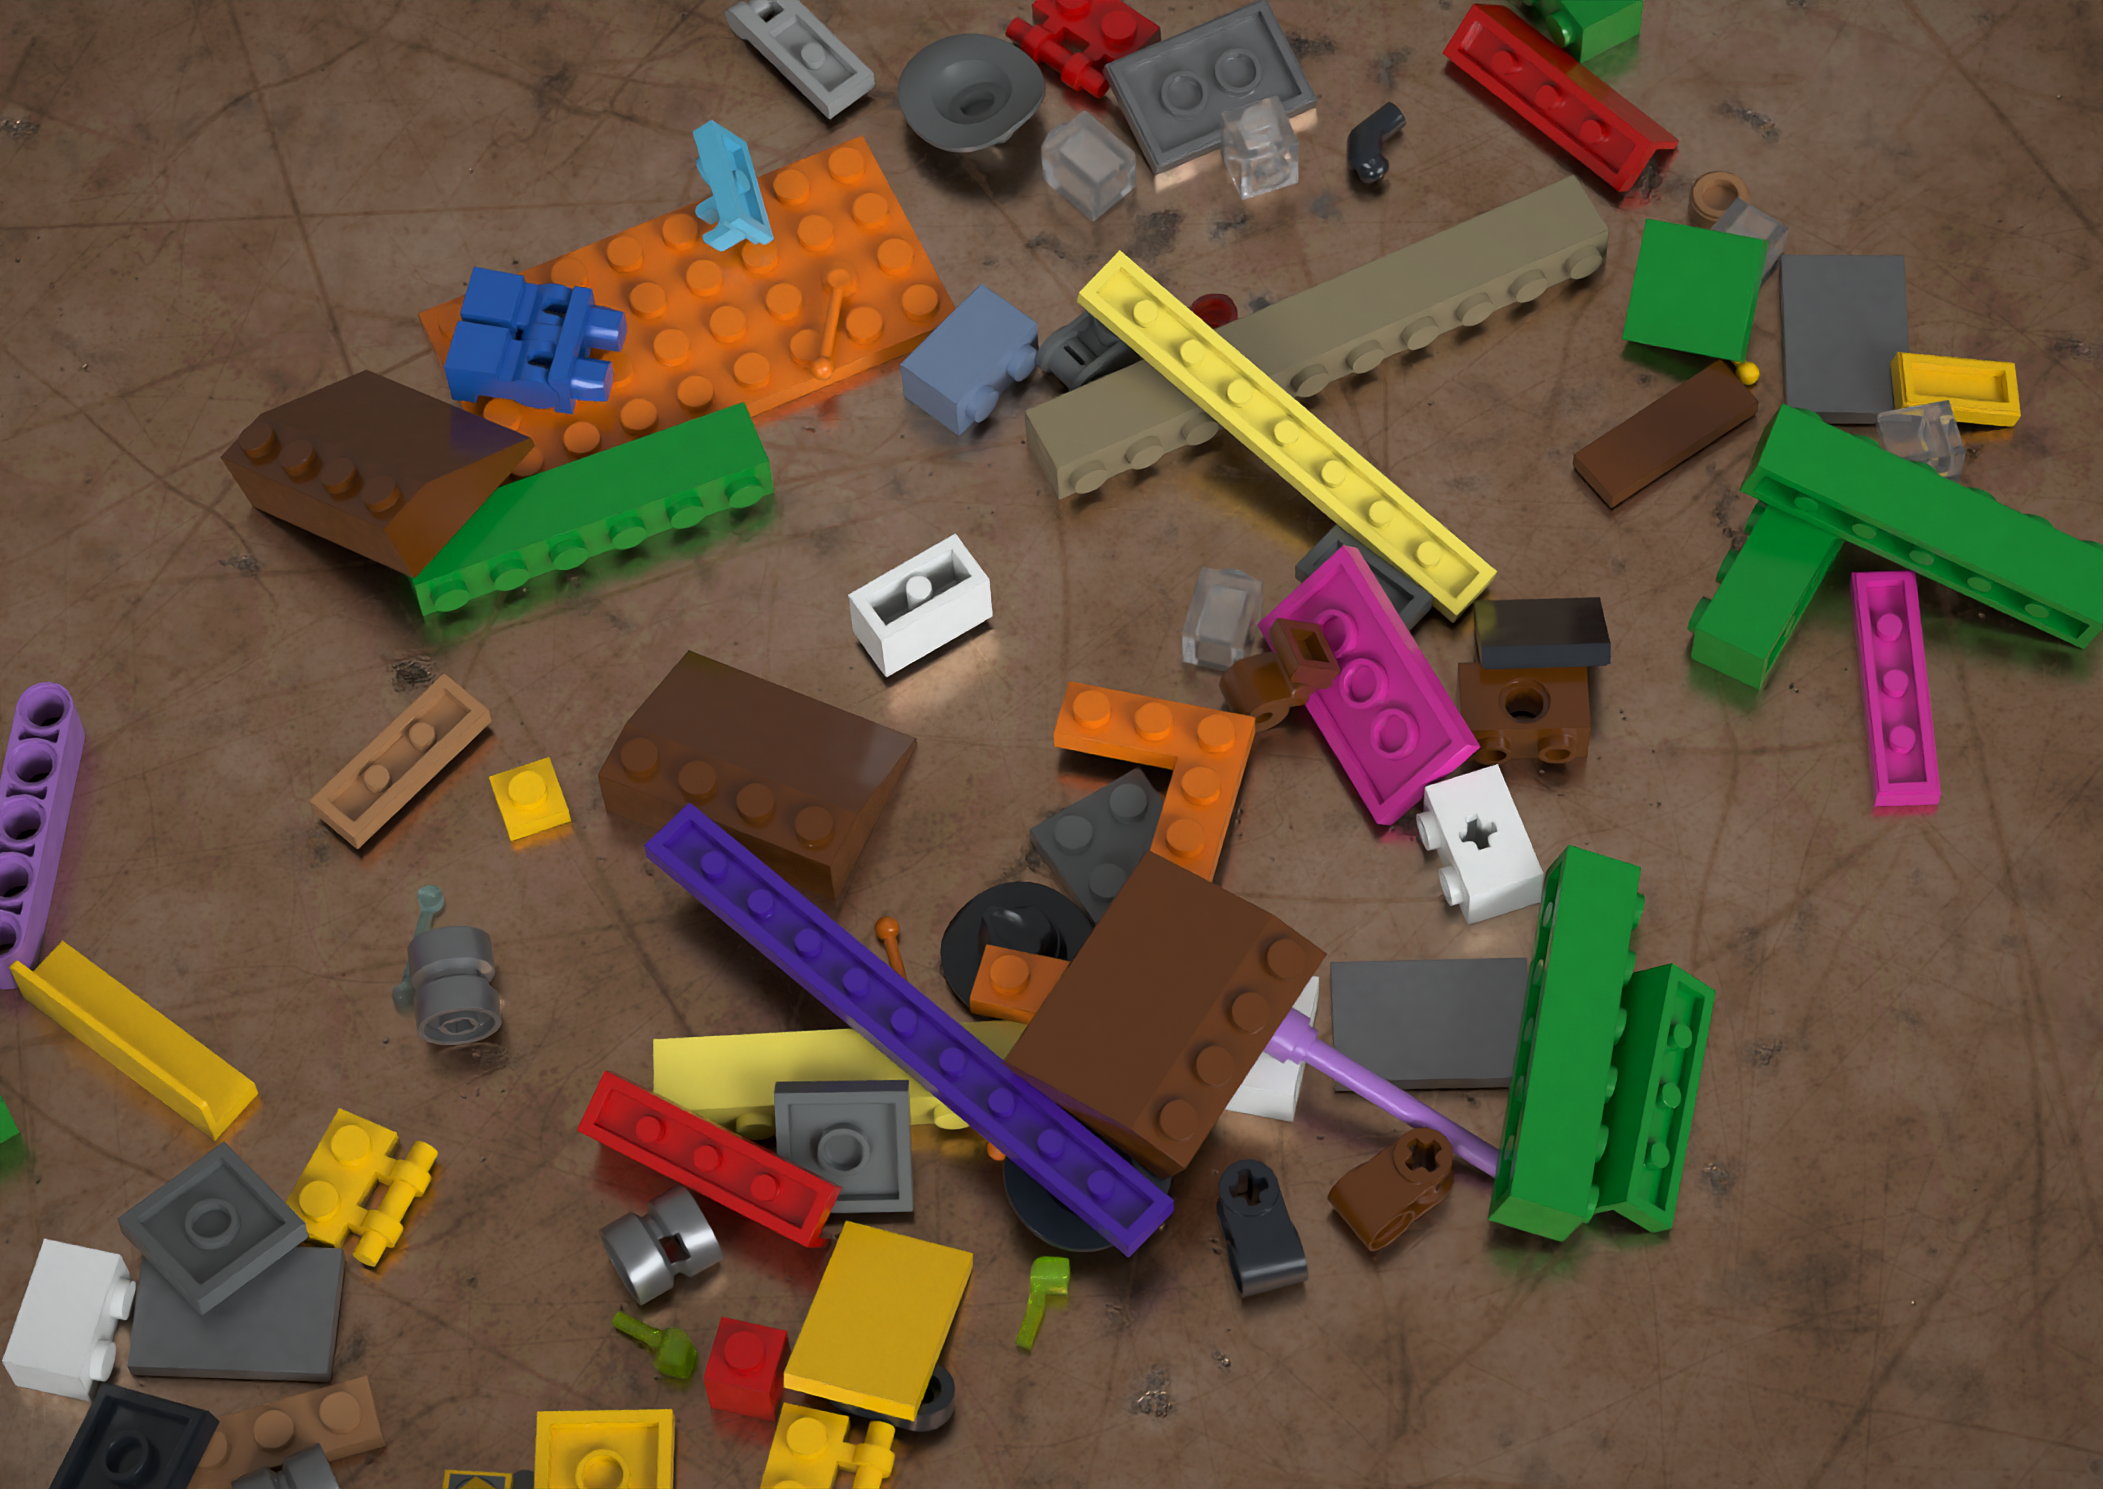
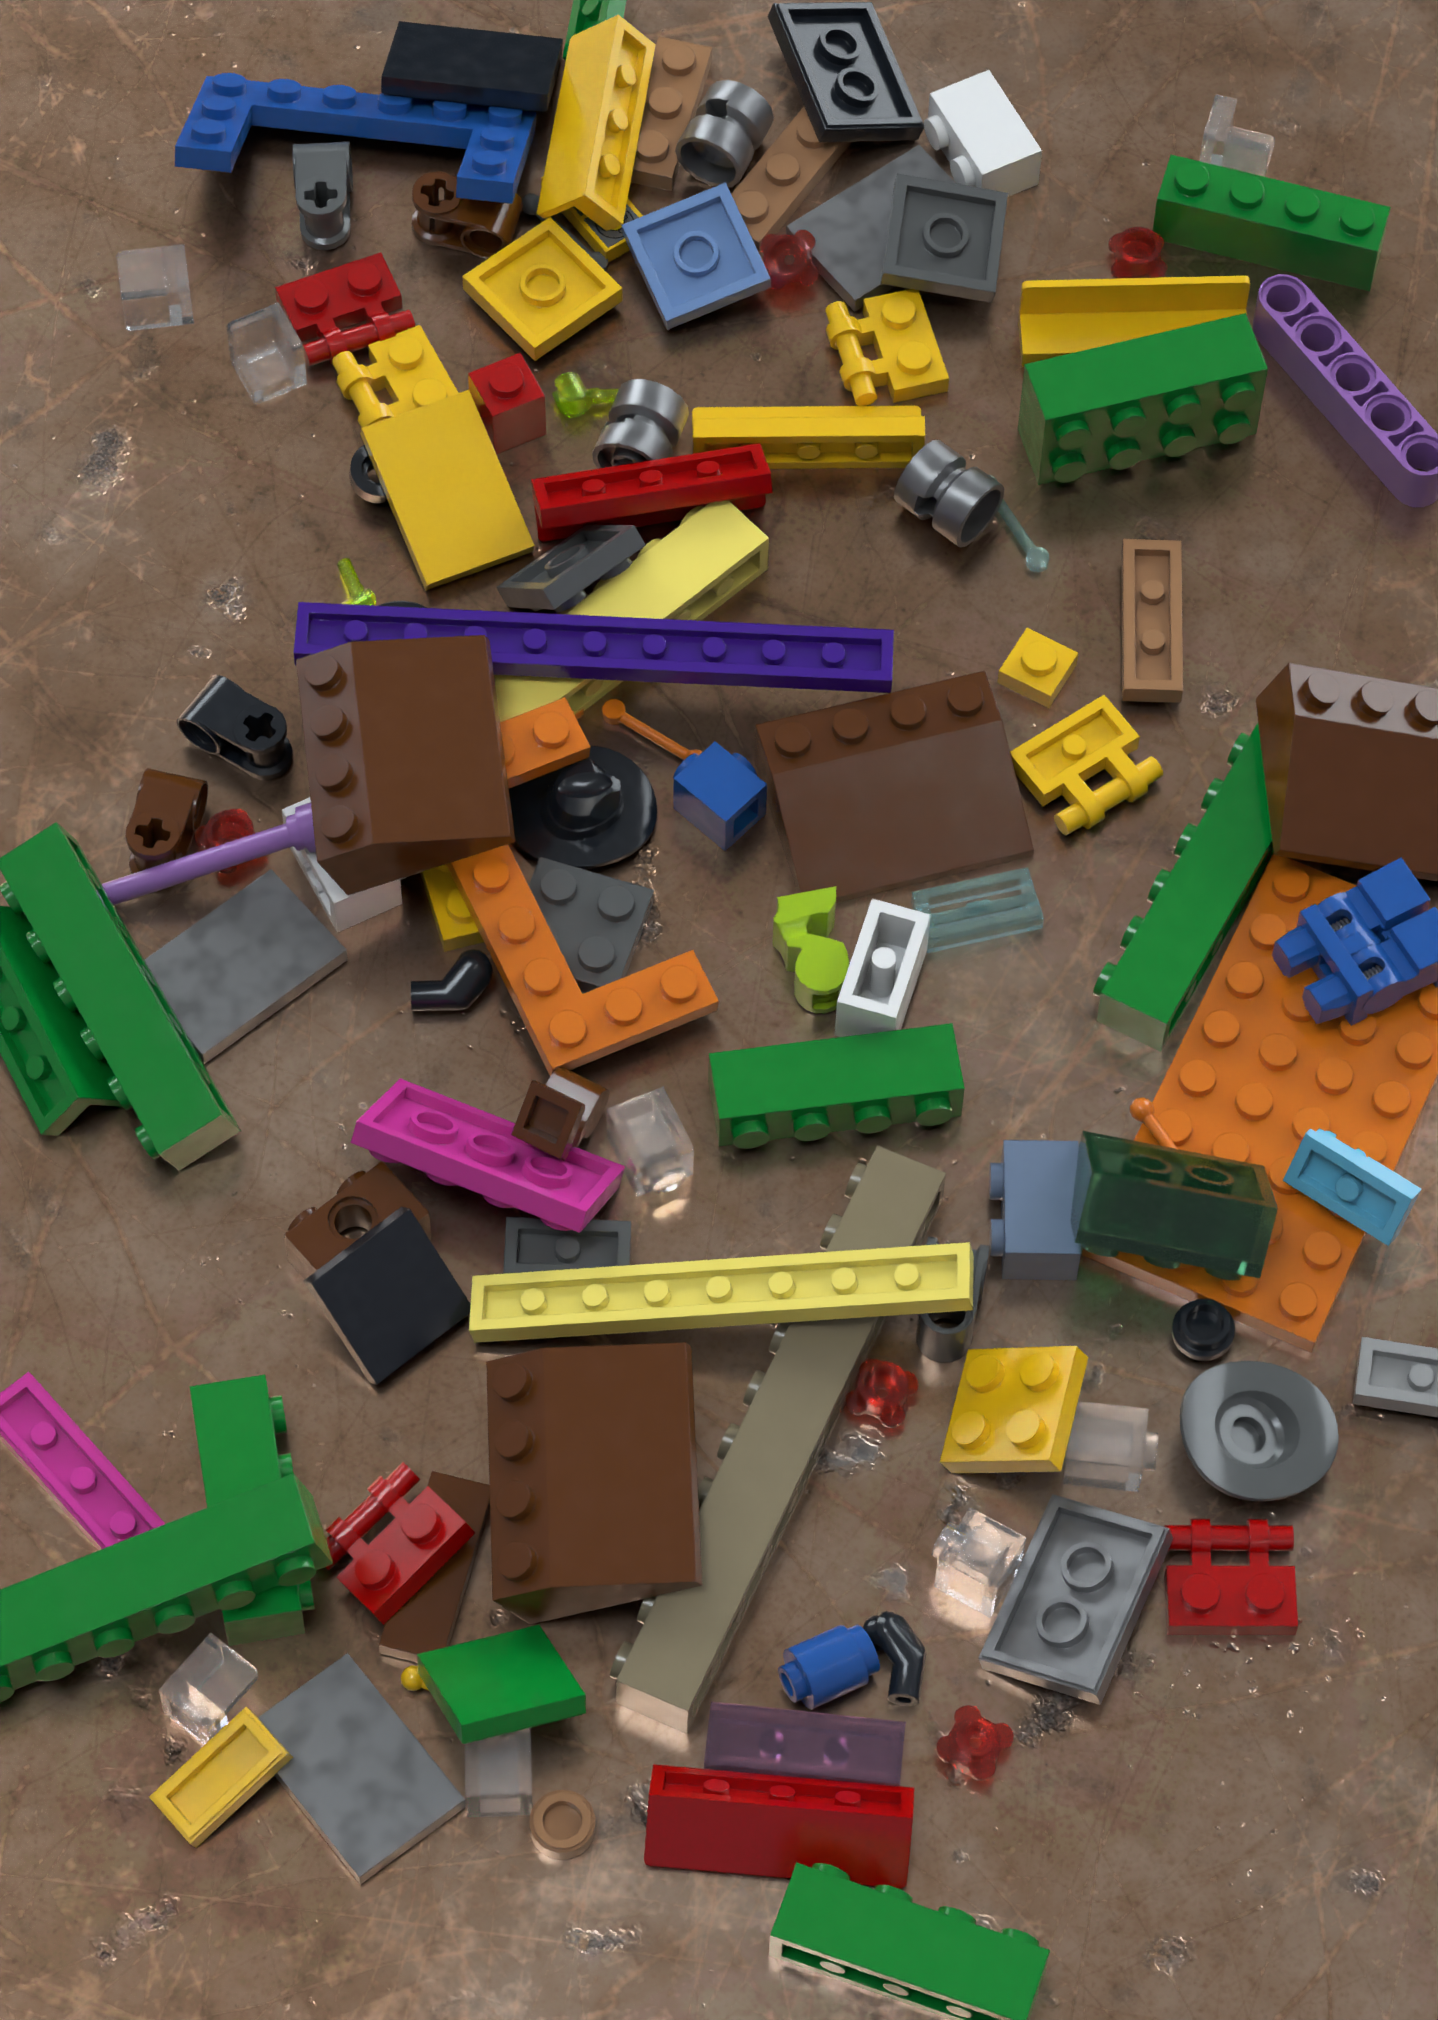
camera: 135 degrees right, 0 degrees up
(43, 1096) = (1137, 242): none -> clear red plate
(216, 927) = (1141, 399): none -> green brick
(365, 1323) = (778, 247): none -> clear red plate
(440, 1393) = (696, 256): none -> medium blue plate
(508, 1154) = (815, 434): none -> yellow panel
(579, 695) = (1074, 751): none -> yellow plate
(772, 655) = (982, 918): none -> clear light blue tile
(881, 256) = (1172, 1206): none -> clear green slope
(900, 866) = (719, 794): none -> blue brick
(931, 203) = (1203, 1329): none -> black plate
(959, 666) = (801, 938): none -> lime leg
(1041, 562) = (836, 1085): none -> green brick
(1140, 212) = (1014, 1410): none -> yellow plate
(1264, 866) = (459, 986): none -> black arm
(1344, 1123) = (222, 826): none -> clear red plate
(1373, 64) = (972, 1761): none -> clear red plate
(1433, 162) = (828, 1665): none -> blue brick
(1480, 844) = (325, 1114): white brick -> none
(1492, 129) = (804, 1744): none -> clear purple tile
(1501, 376) = (592, 1477): none -> reddish brown slope
(1688, 440) = (405, 1552): none -> red plate

